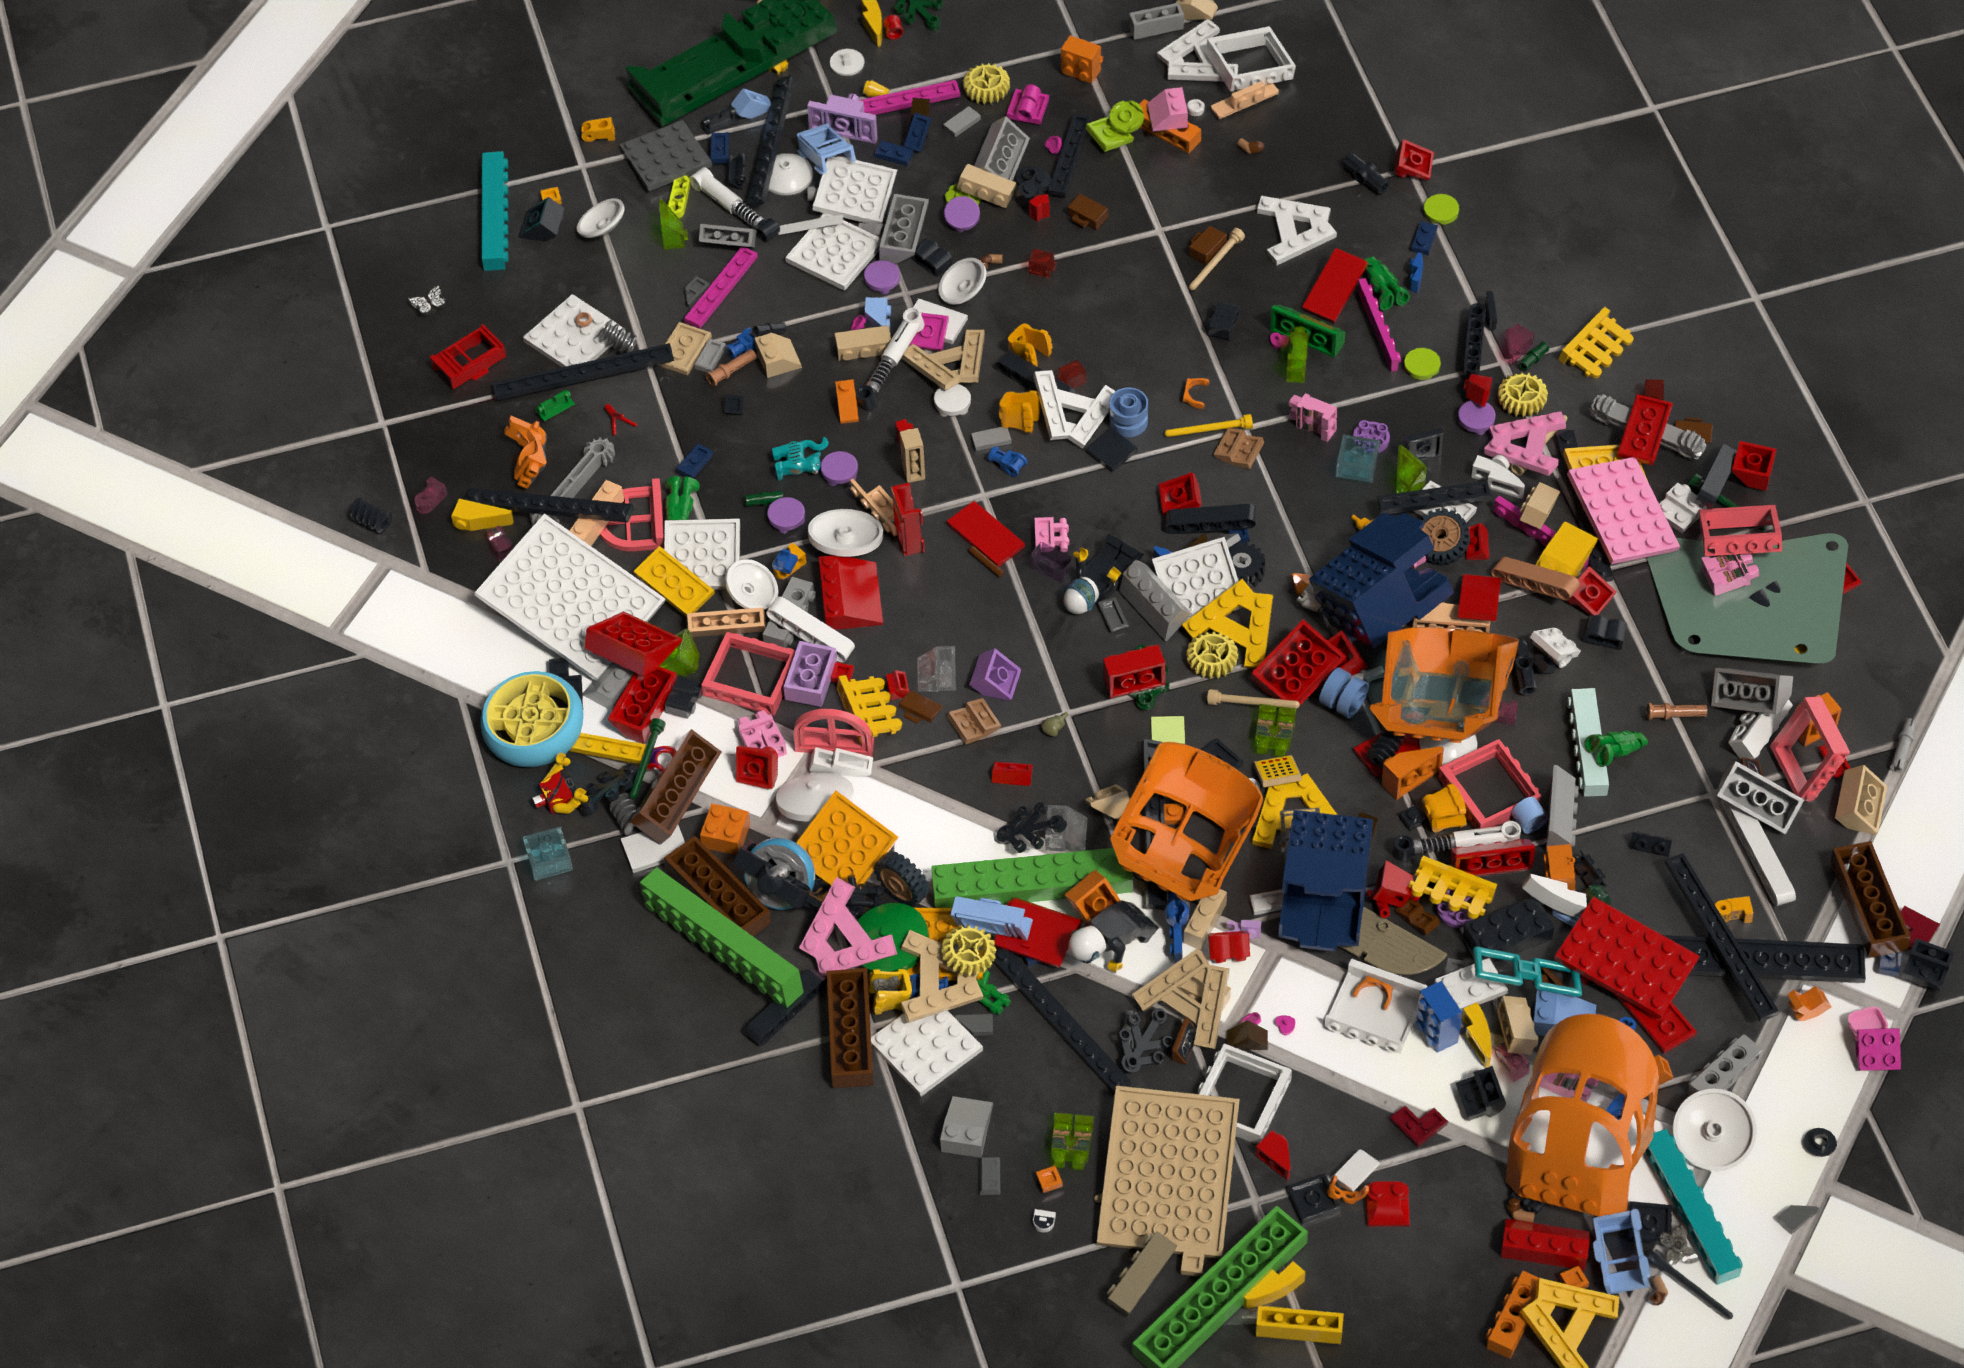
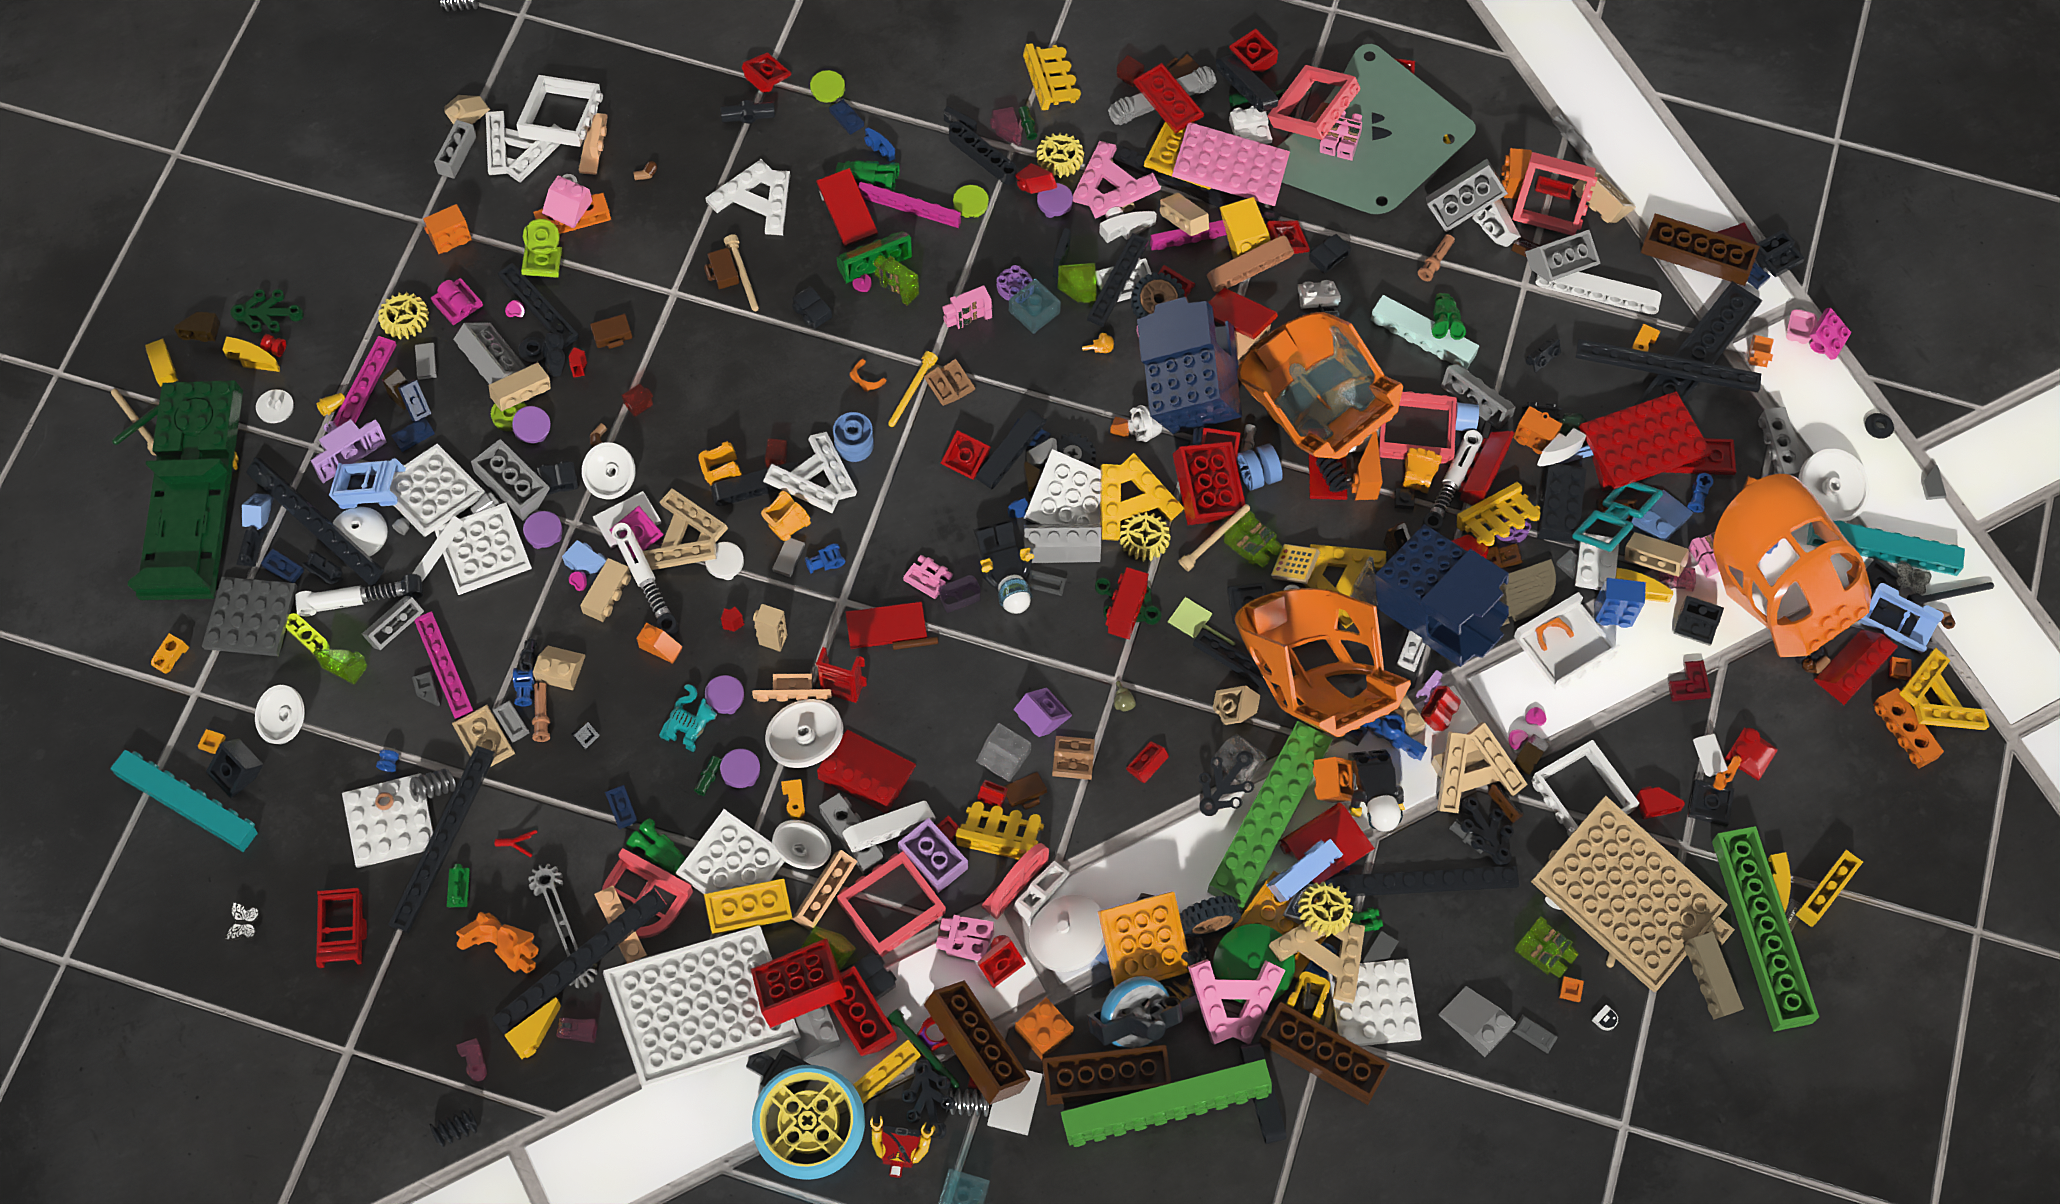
camera: 60 degrees left, 10 degrees up
(618, 303) = (387, 760): none -> blue wheel
(785, 561) = (799, 801): blue tile -> none
(1111, 449) = (875, 475): black tile -> none

